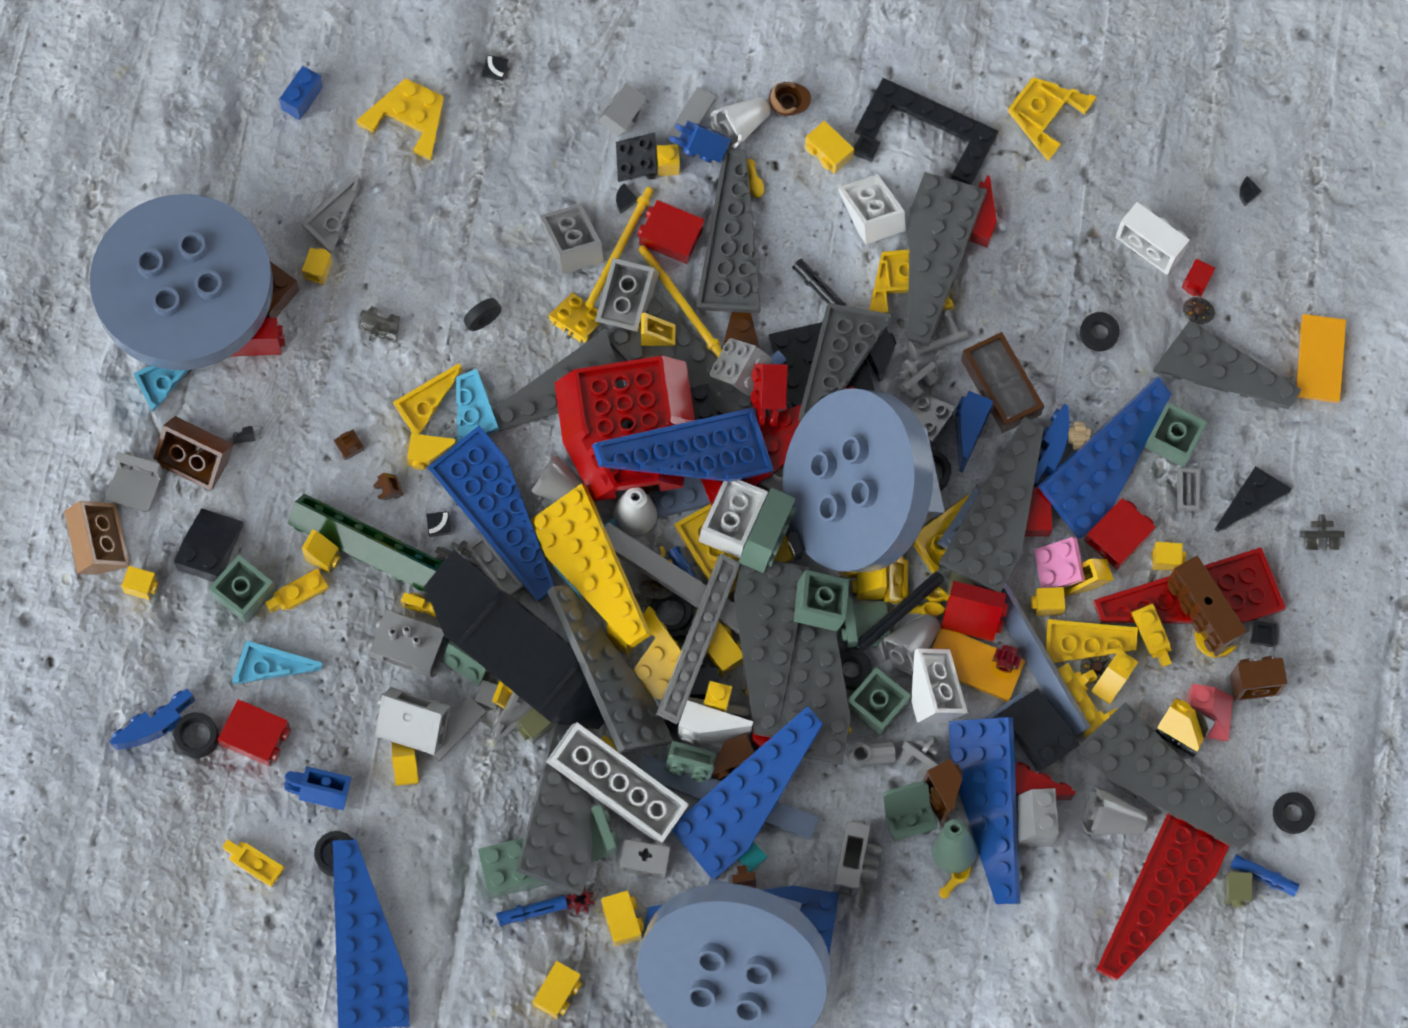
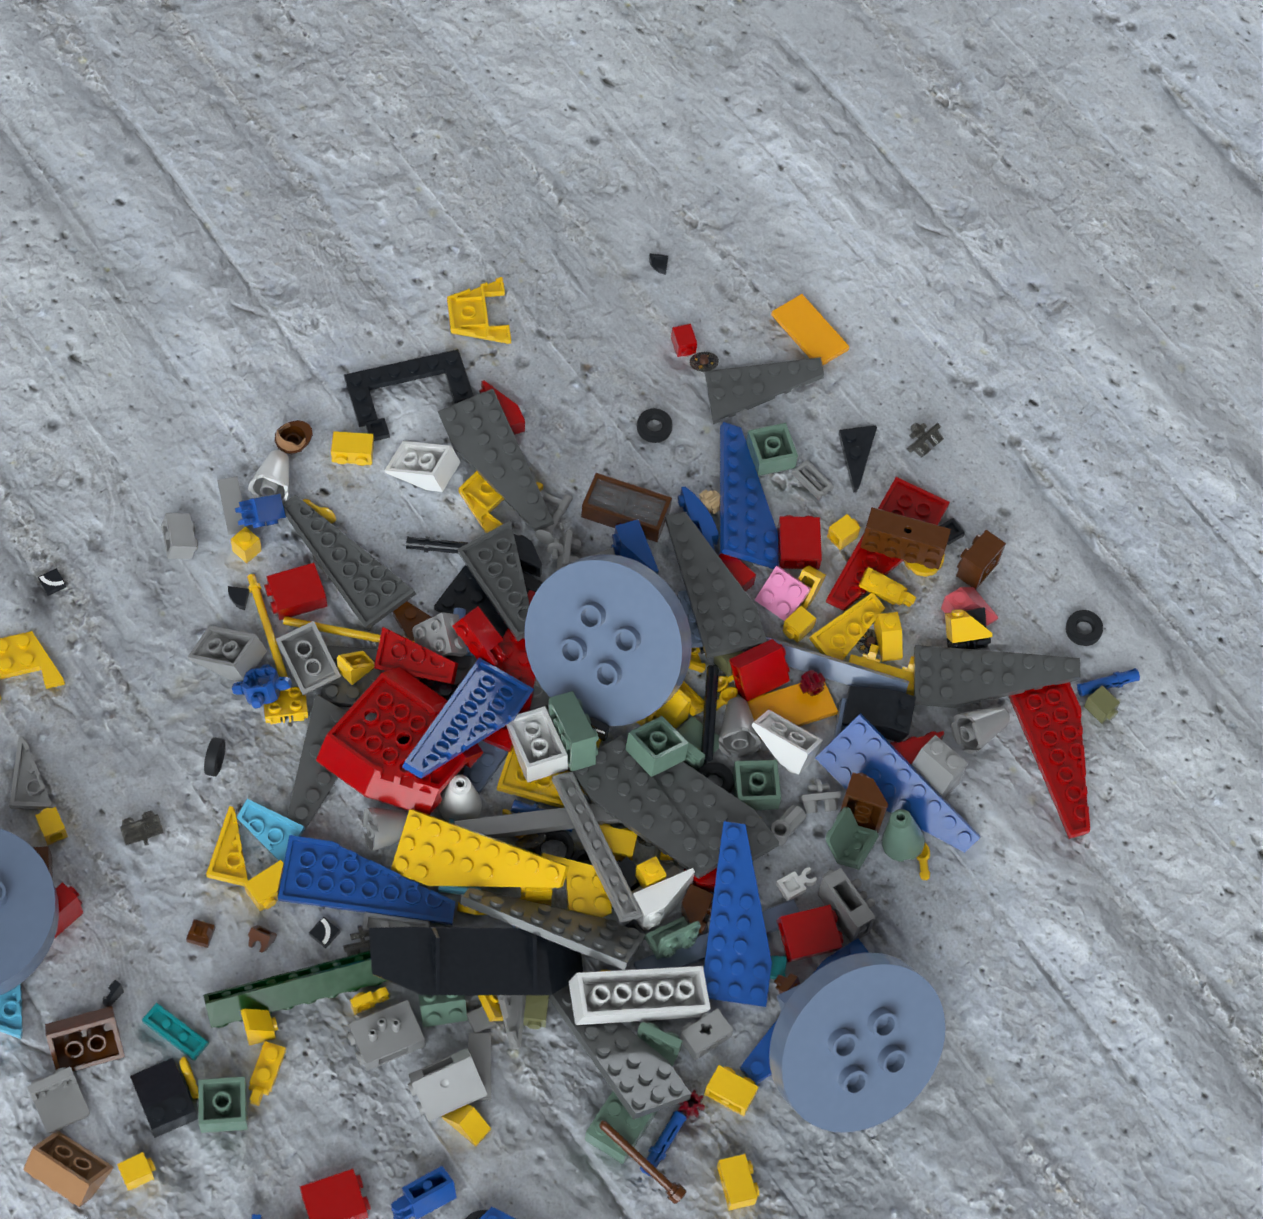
camera: 45 degrees left, 10 degrees down
(242, 543) = (189, 1077): none -> yellow piece
(262, 503) = (175, 1031): none -> teal tile
(264, 663) = (292, 1143): medium azure wing -> none
(503, 952) = (674, 1191): none -> reddish brown piece
(566, 296) = (261, 686): none -> blue piece
(637, 157) = (220, 561): black hinge -> none
(703, 364) = (413, 658): none -> red wing
(802, 855) = (809, 933): none -> red brick
(829, 806) = (794, 885): none -> white plate
(1152, 238) = (631, 336): white brick -> none

